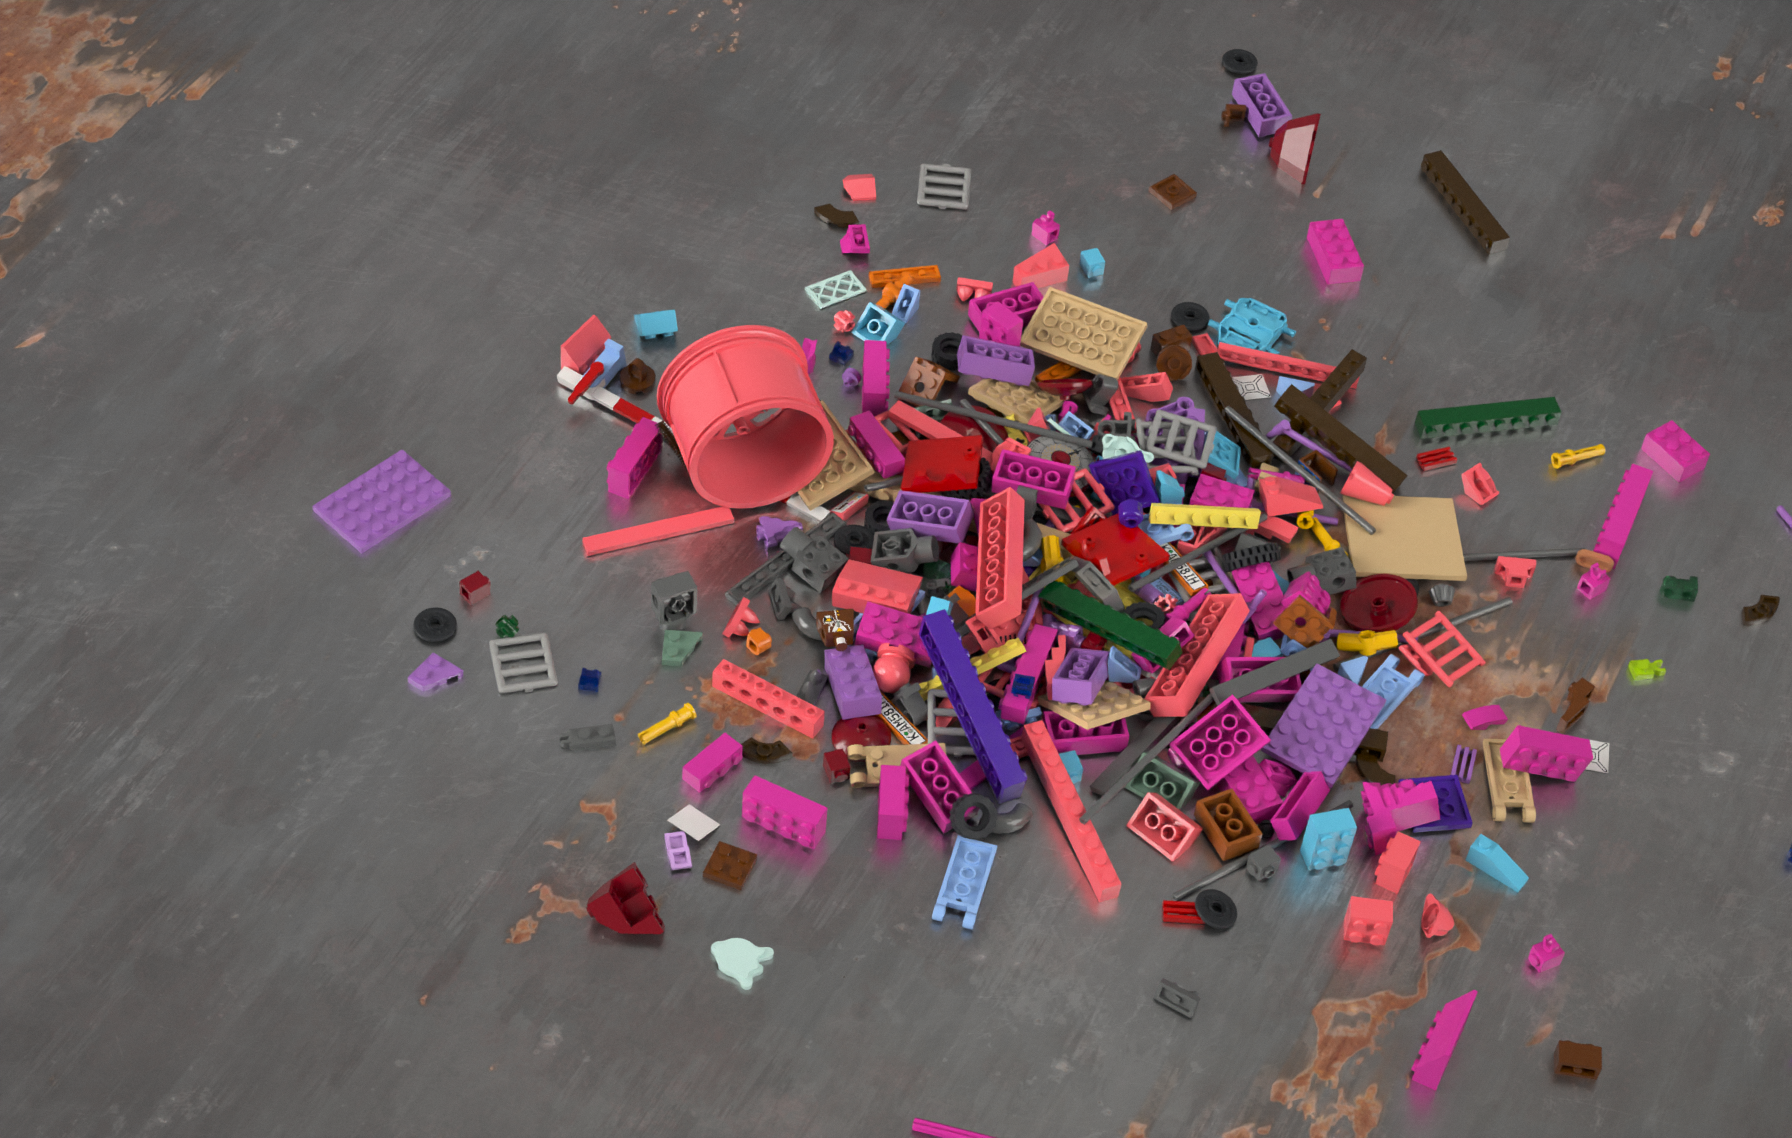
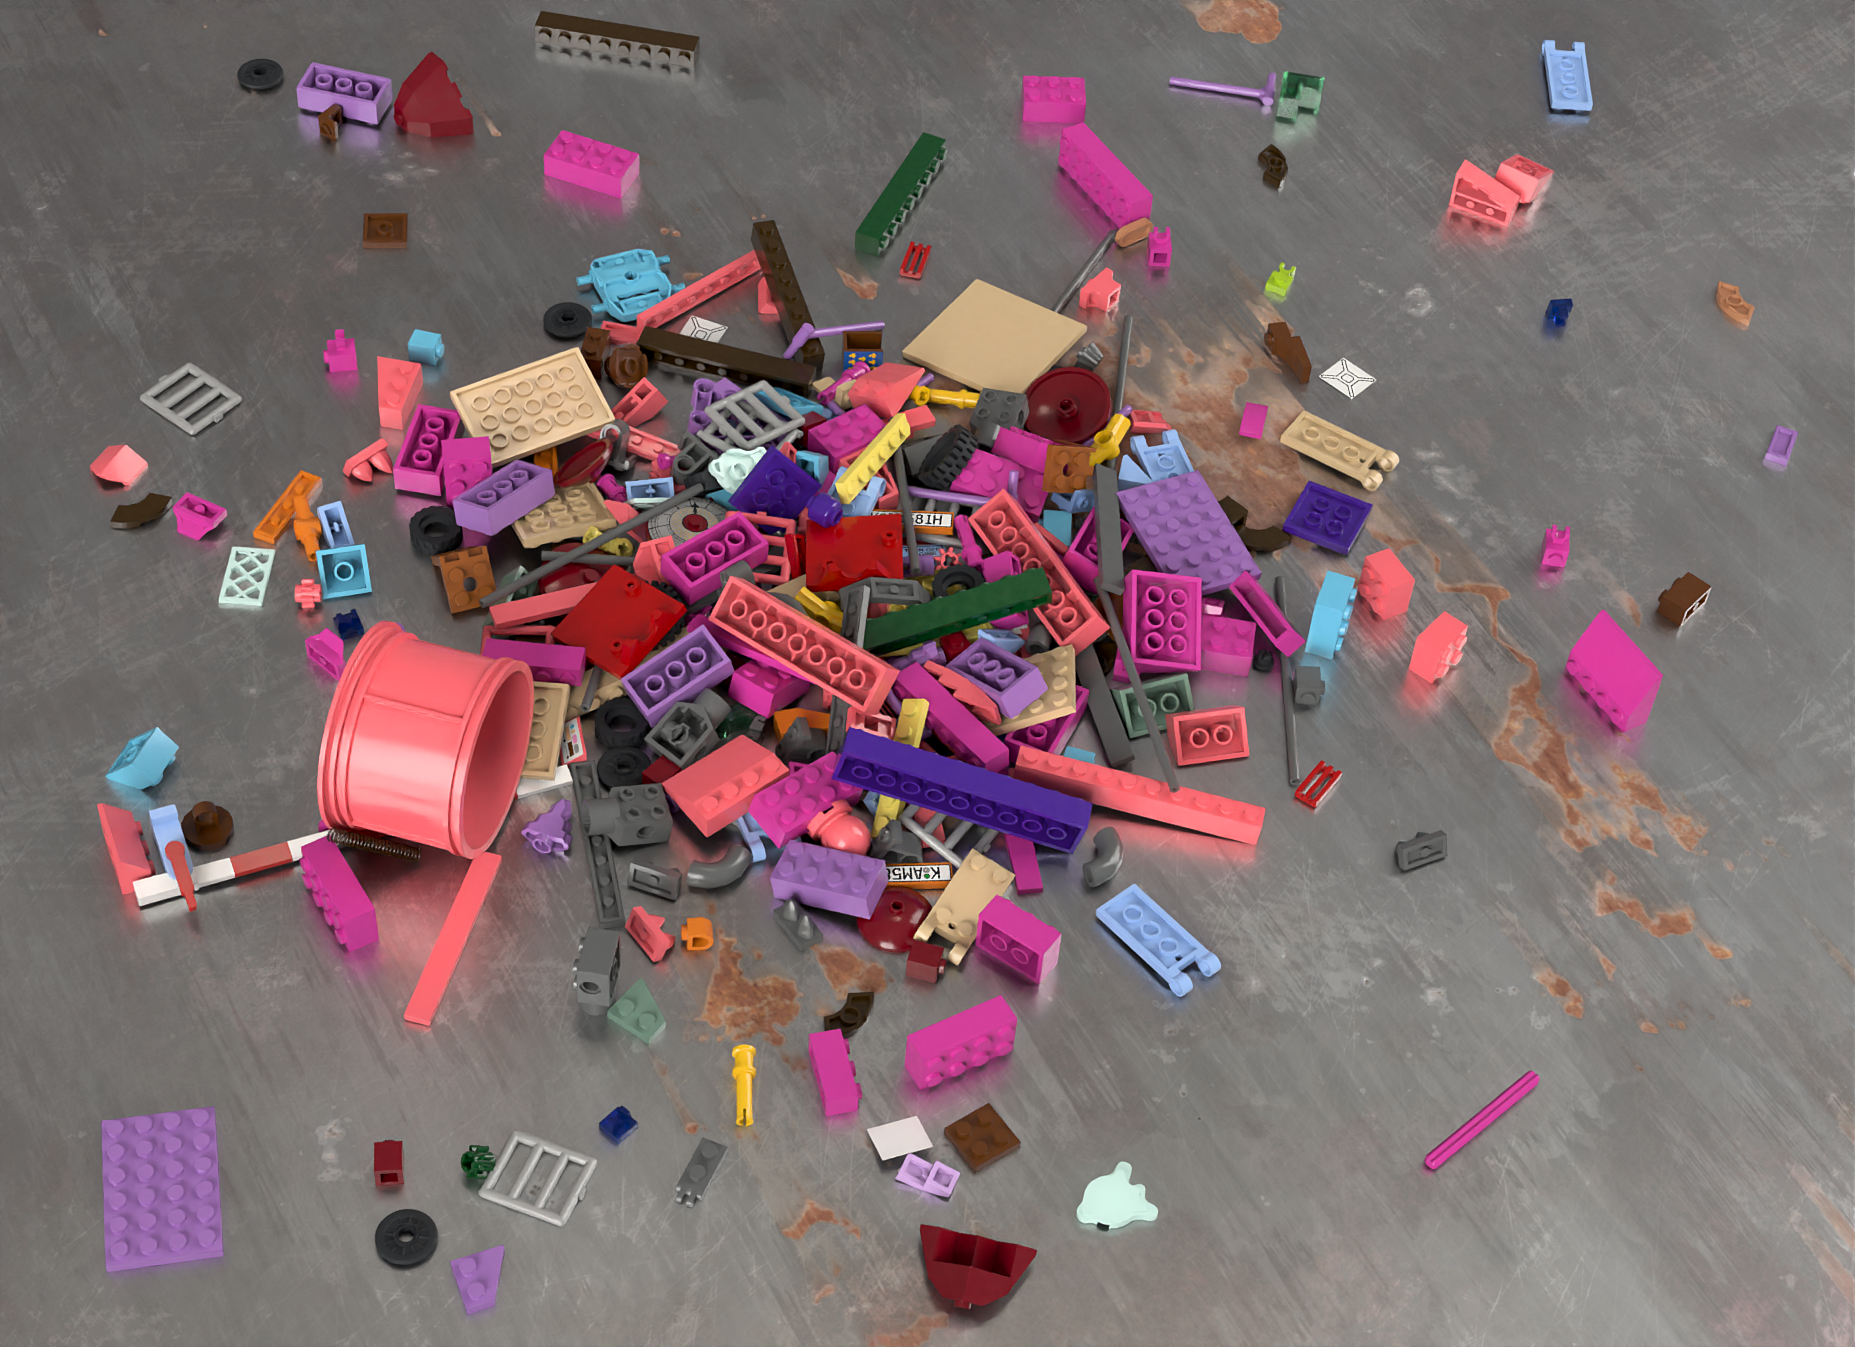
camera: 55 degrees left, 0 degrees up
(768, 698) = (785, 970): coral brick -> none
(836, 628) = (756, 847): reddish brown torso -> none
(875, 377) = (422, 611): dark pink brick -> none
(936, 783) = (1034, 883): dark pink brick -> none
(937, 604) = (815, 741): medium azure panel -> none
(987, 823) = (1086, 880): black tyre -> none
(1023, 685) = (984, 728): clear blue tile -> none
(1216, 919) = (1345, 762): black wheel -> none
(1227, 824) = (1246, 682): dark orange brick -> none
(1300, 470) = (853, 359): dark grey piece -> none
(1304, 386) = (739, 304): light blue slope -> none
(1336, 436) = (851, 305): dark brown brick -> none
(1367, 486) = (916, 325): coral cone -> none
(1396, 809) = (1325, 542): dark pink brick -> none
(1435, 917) = (1461, 599): coral hat -> none
(1436, 665) = (1149, 411): coral bar -> none
(1466, 752) = (1297, 468): medium lavender tile -> none
(1479, 484) = (977, 253): coral slope -> none
(1496, 862) = (1425, 517): medium azure slope -> none
(1546, 753) = (1344, 400): dark pink brick -> none
(1570, 457) = (999, 163): yellow pin -> none
(1679, 588) = (1212, 198): clear green leg -> none

